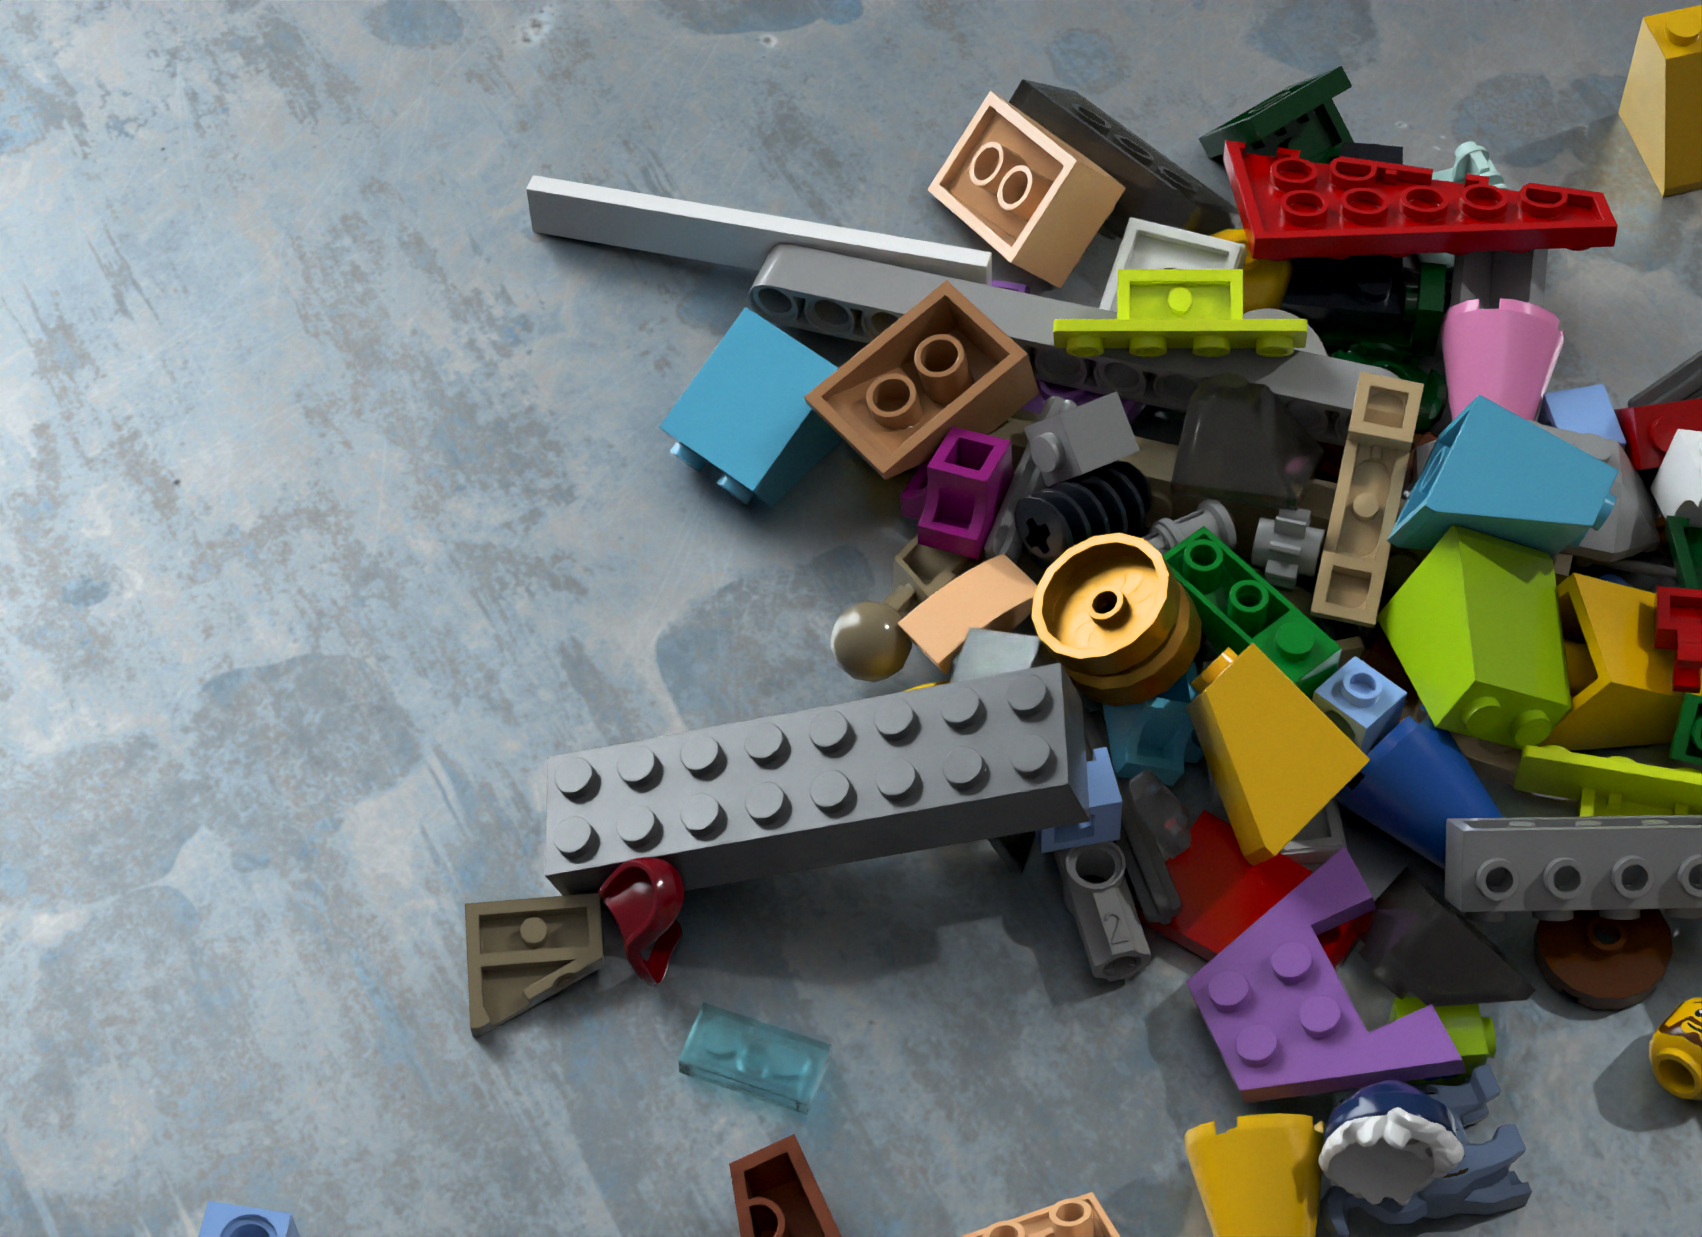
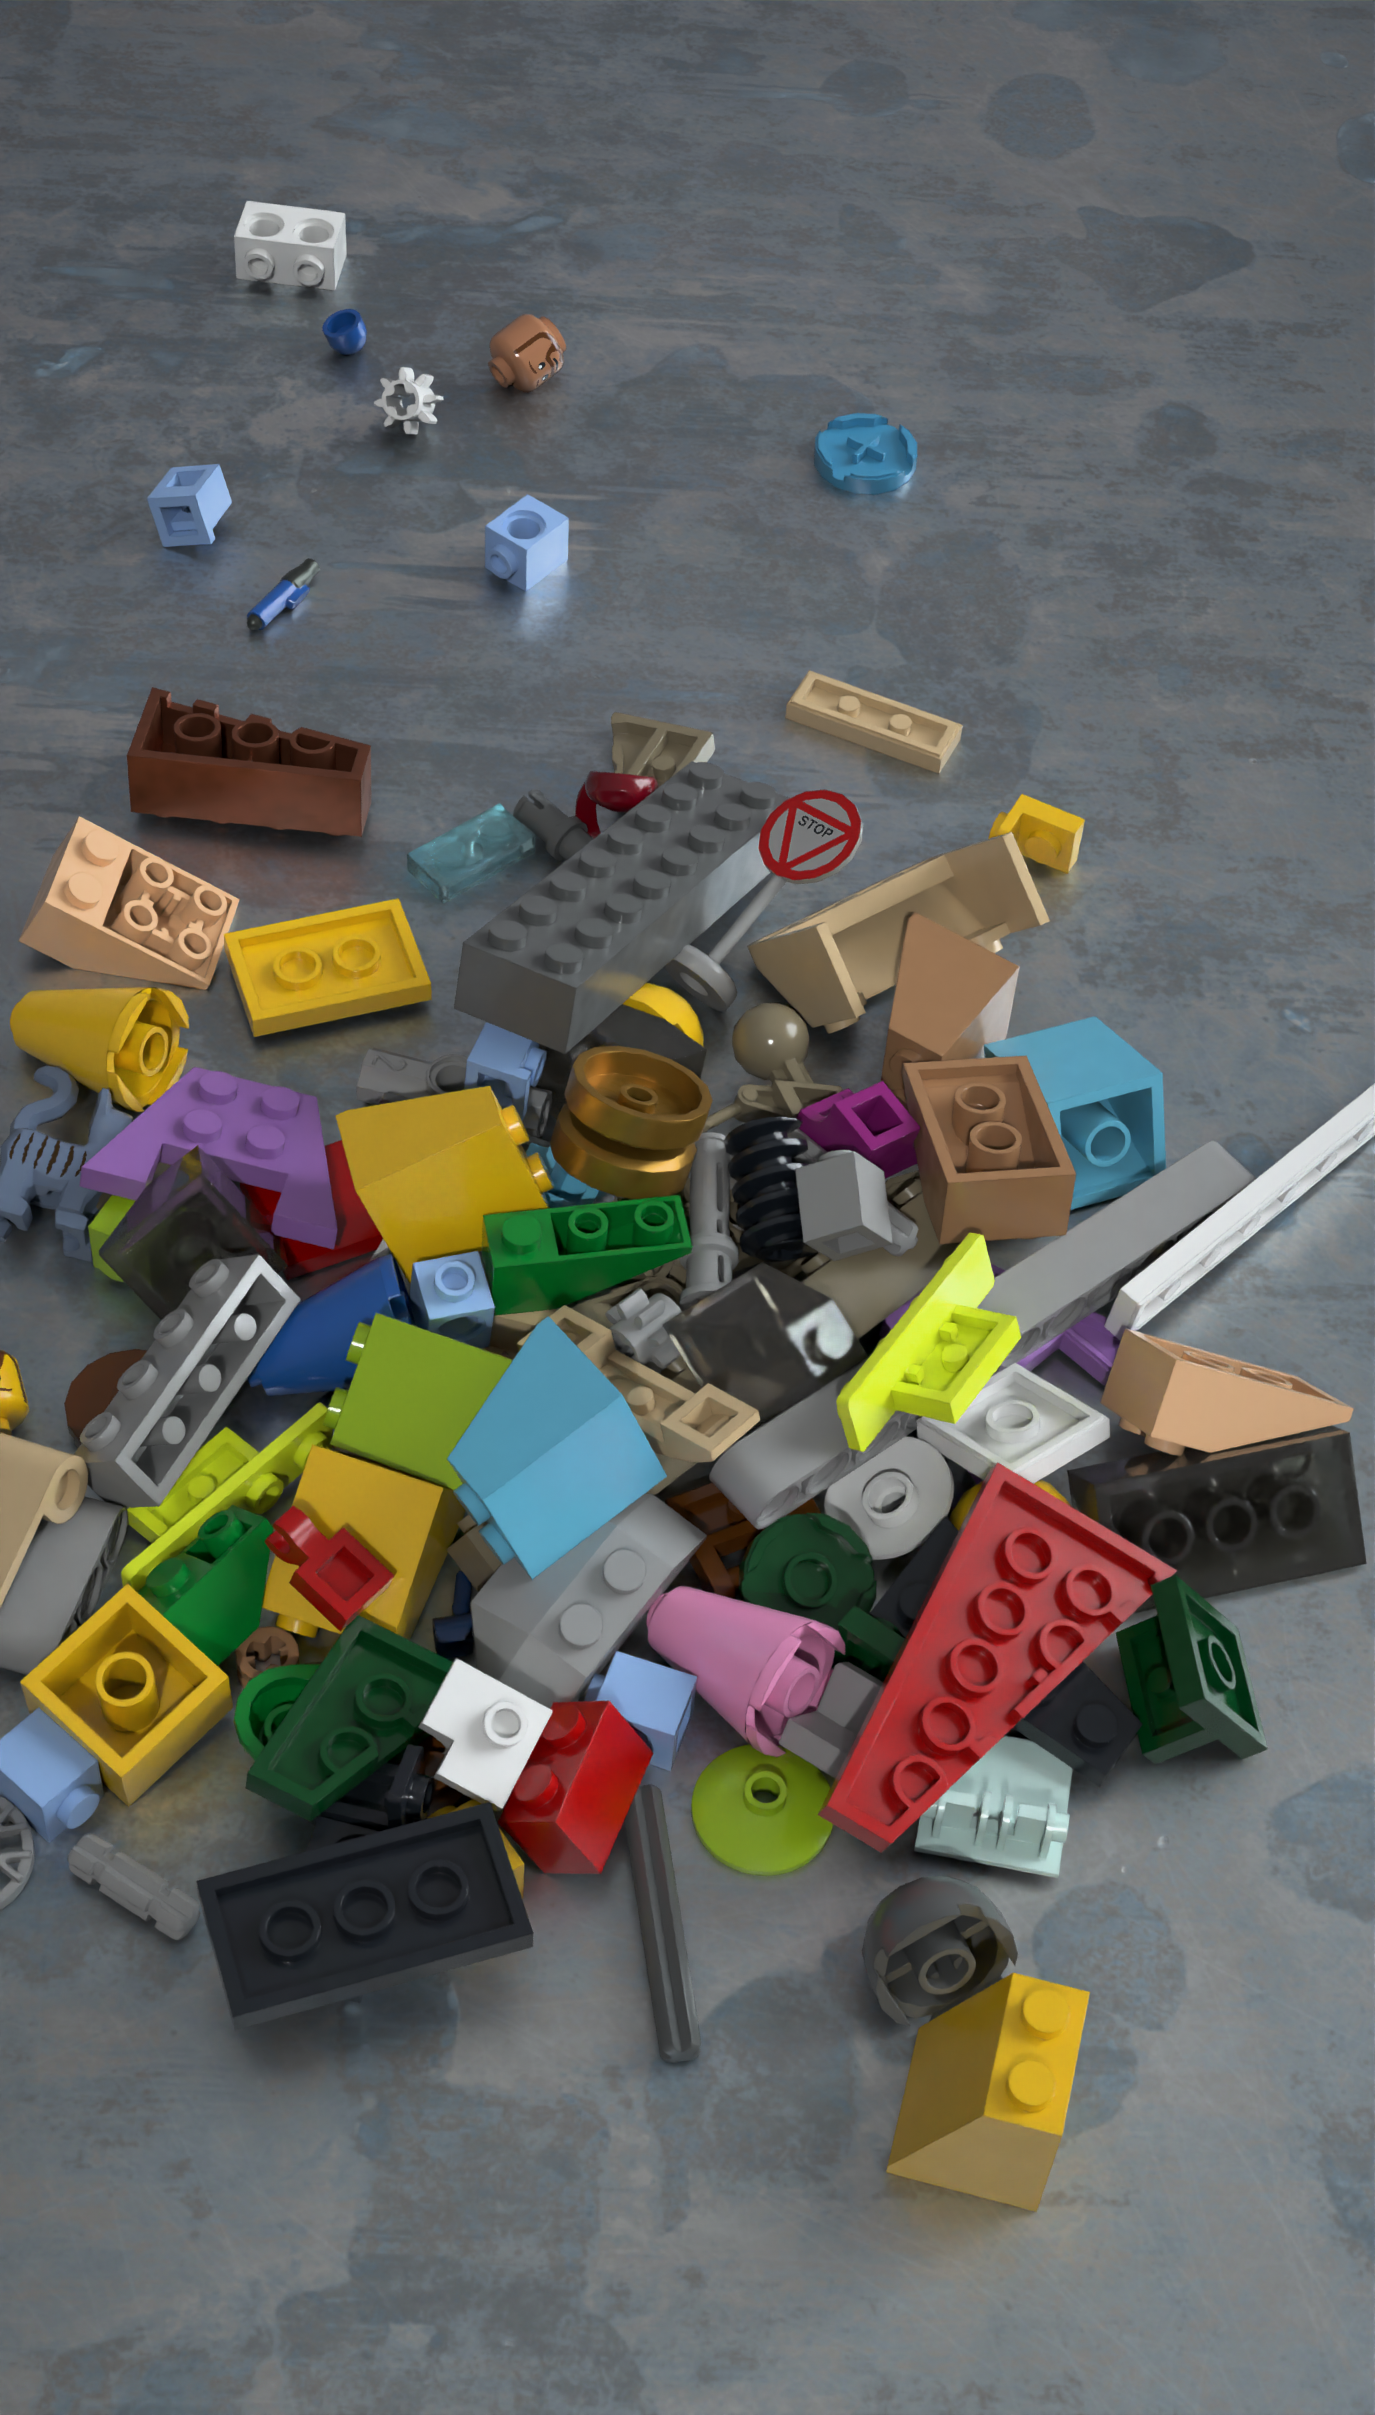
camera: 115 degrees right, 5 degrees down
(324, 805) = (874, 721): none -> tan tile
(426, 595) = (1042, 832): none -> yellow bracket
(633, 686) = (799, 844): none -> light grey piece
(634, 663) = (855, 946): none -> tan windscreen
(686, 974) = (561, 833): none -> dark grey pin
(763, 529) = (945, 1000): none -> medium nougat slope
(985, 597) = (737, 1080): light nougat slope -> none
(1008, 1086) = (327, 967): none -> yellow plate
(1389, 1142) = (63, 1087): white hair -> none
(1600, 356) = (755, 1834): none -> lime dish
(1629, 175) = (934, 1947): none -> dark grey cylinder

